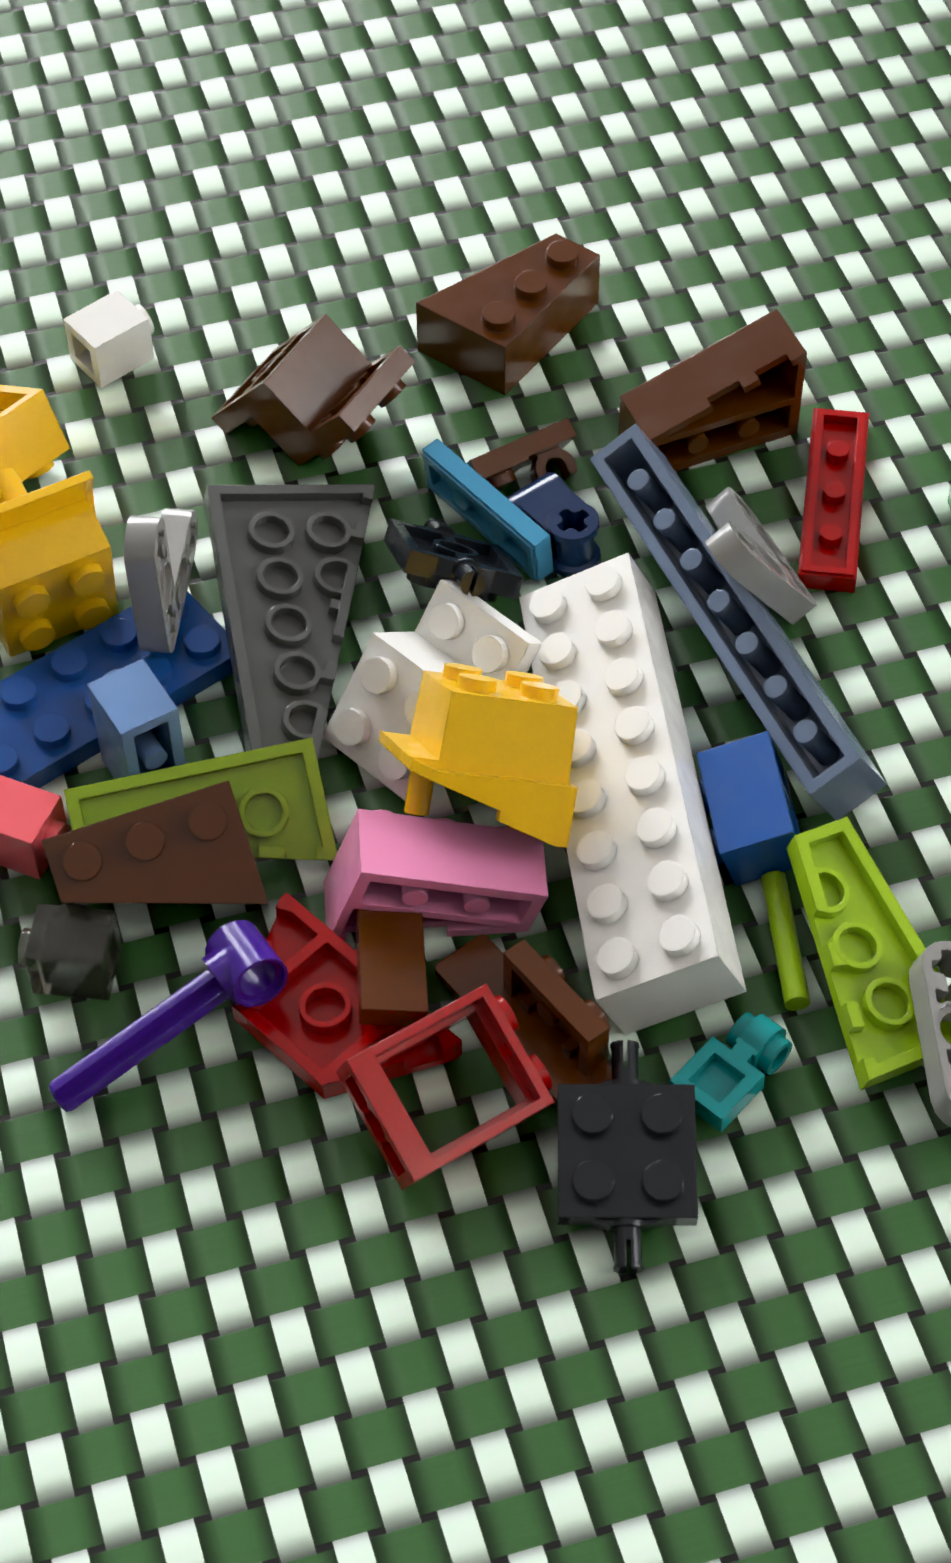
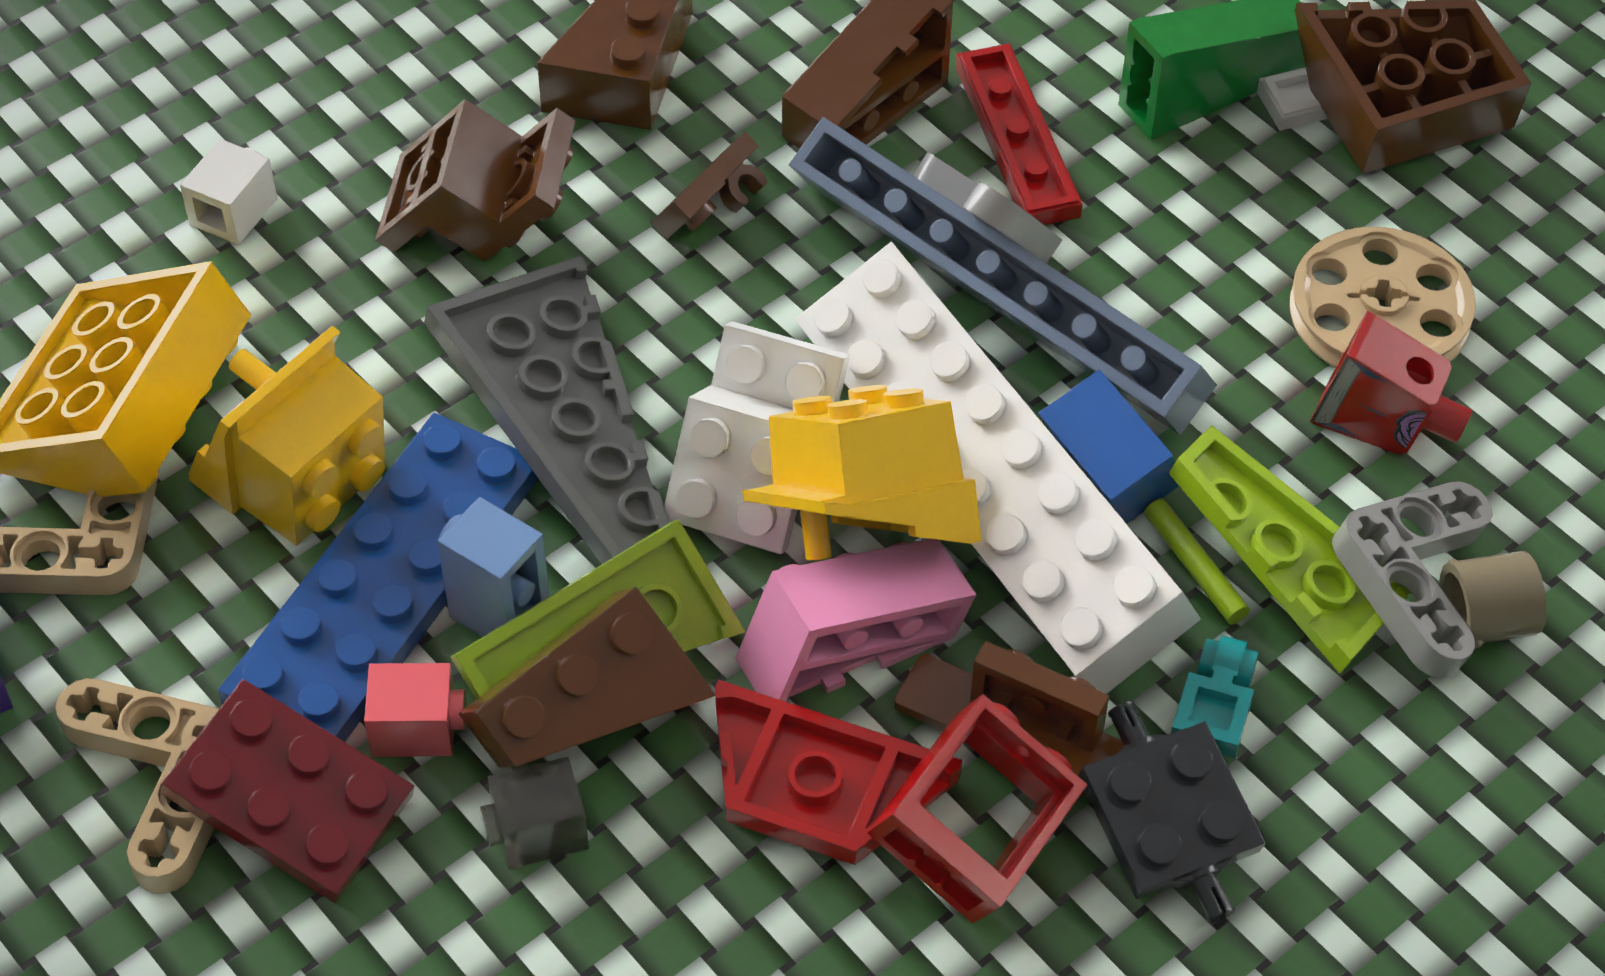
camera: 25 degrees left, 0 degrees up
(158, 572) = (443, 410): light grey beam -> none
(239, 968) = (722, 770): dark purple axle -> none
(391, 968) = (864, 715): reddish brown tile -> none
(439, 553) = (706, 303): black plate -> none
(488, 510) = (706, 245): dark azure tile -> none
(566, 519) = (771, 234): dark blue piece -> none

